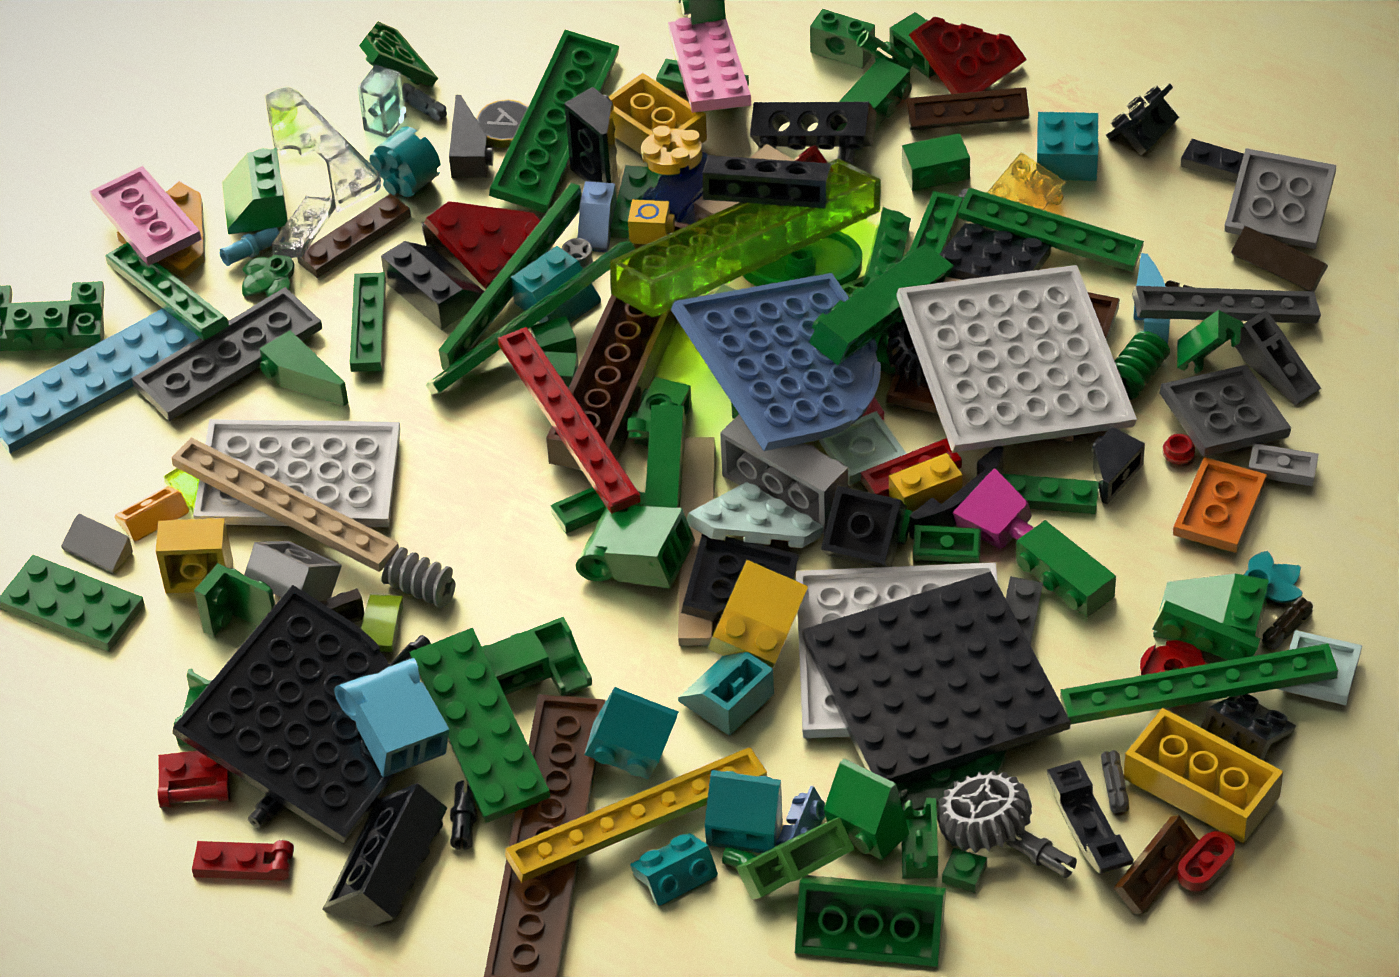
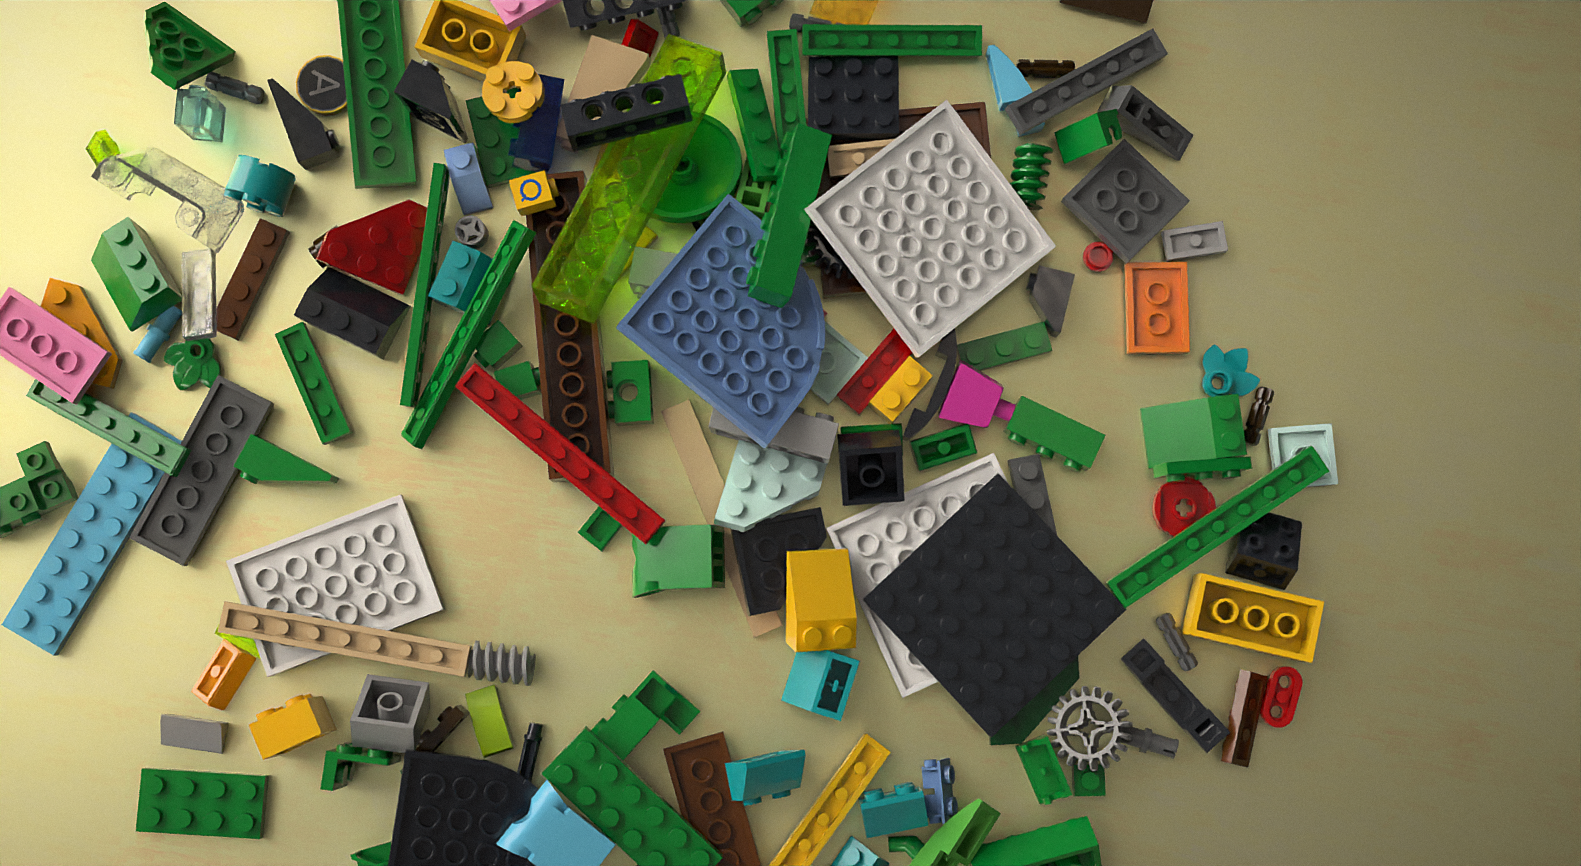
camera: 25 degrees left, 35 degrees up
(665, 454) = (664, 460): green brick -> none
(867, 809) = (994, 775): green slope -> none

